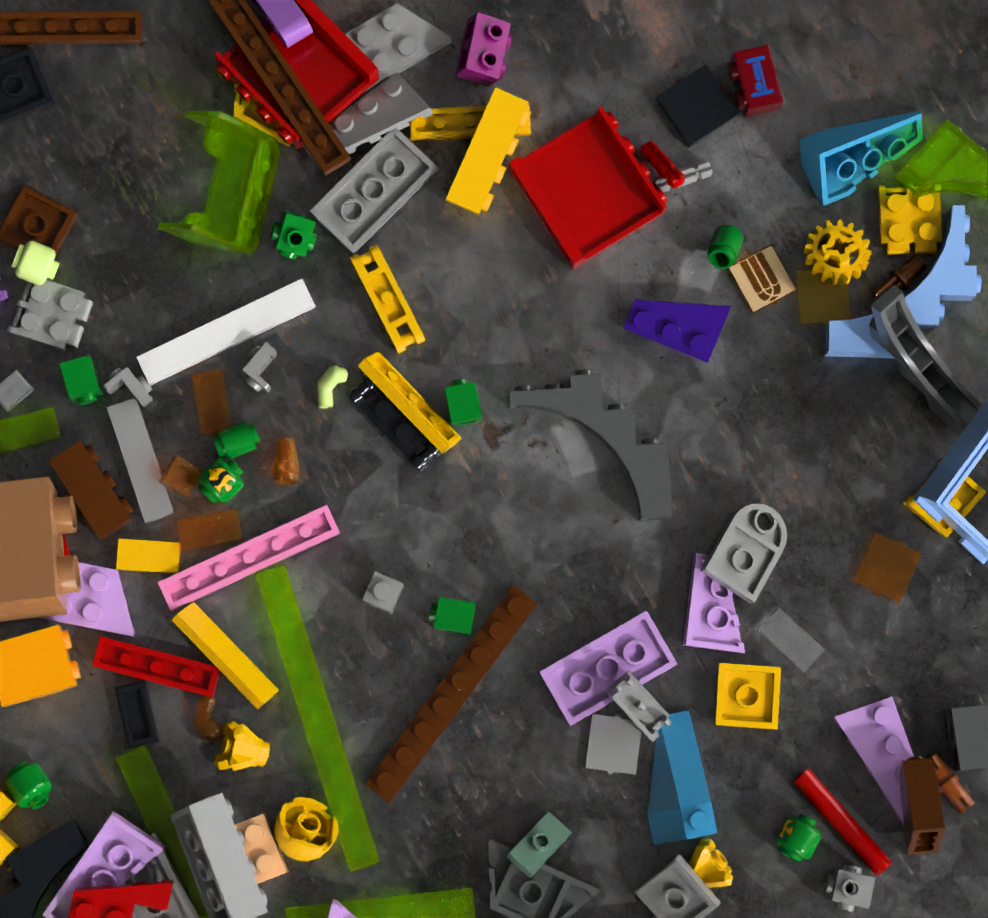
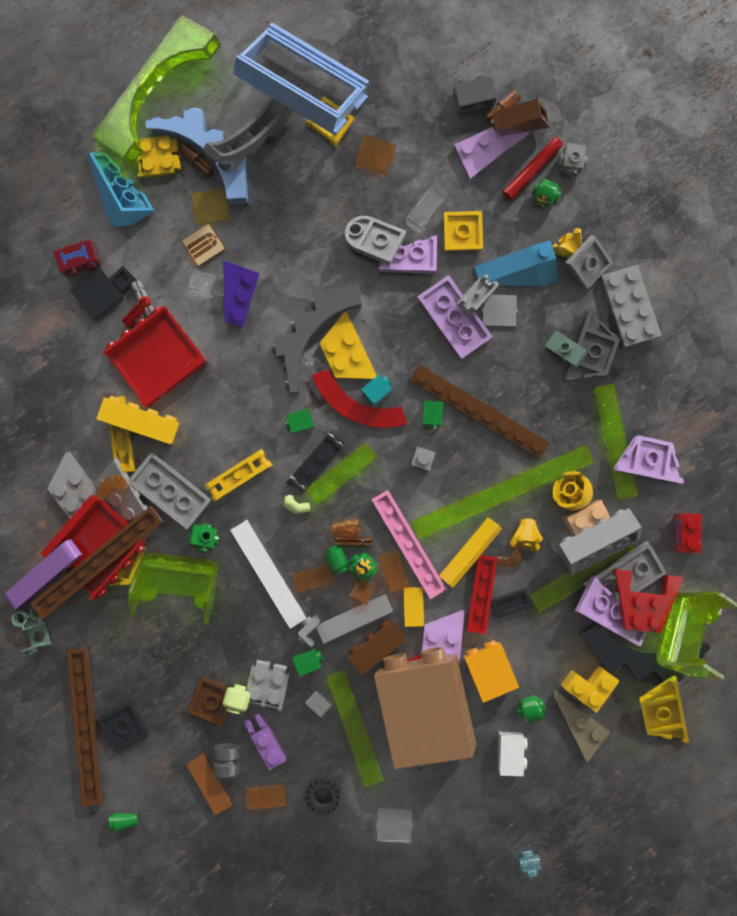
camera: 90 degrees left, 5 degrees up
(28, 785) = (562, 664): green head -> none
(258, 360) = (284, 551): light grey bracket -> none
(262, 470) = (353, 541): none -> reddish brown axle
(373, 461) = (341, 473): none -> clear neon green plate
(390, 97) = (108, 485): none -> clear orange bracket
(409, 402) = (302, 454): yellow tile -> none
(474, 490) = (354, 410): none -> red tile
(483, 49) = (72, 430): magenta brick -> none
(499, 529) = (377, 390): none -> teal brick
(568, 488) = (345, 351): none -> yellow wing
(717, 148) = (123, 279): none -> black tile
(725, 246) = (185, 267): green brick -> none
(837, 252) = (182, 198): yellow gear -> none

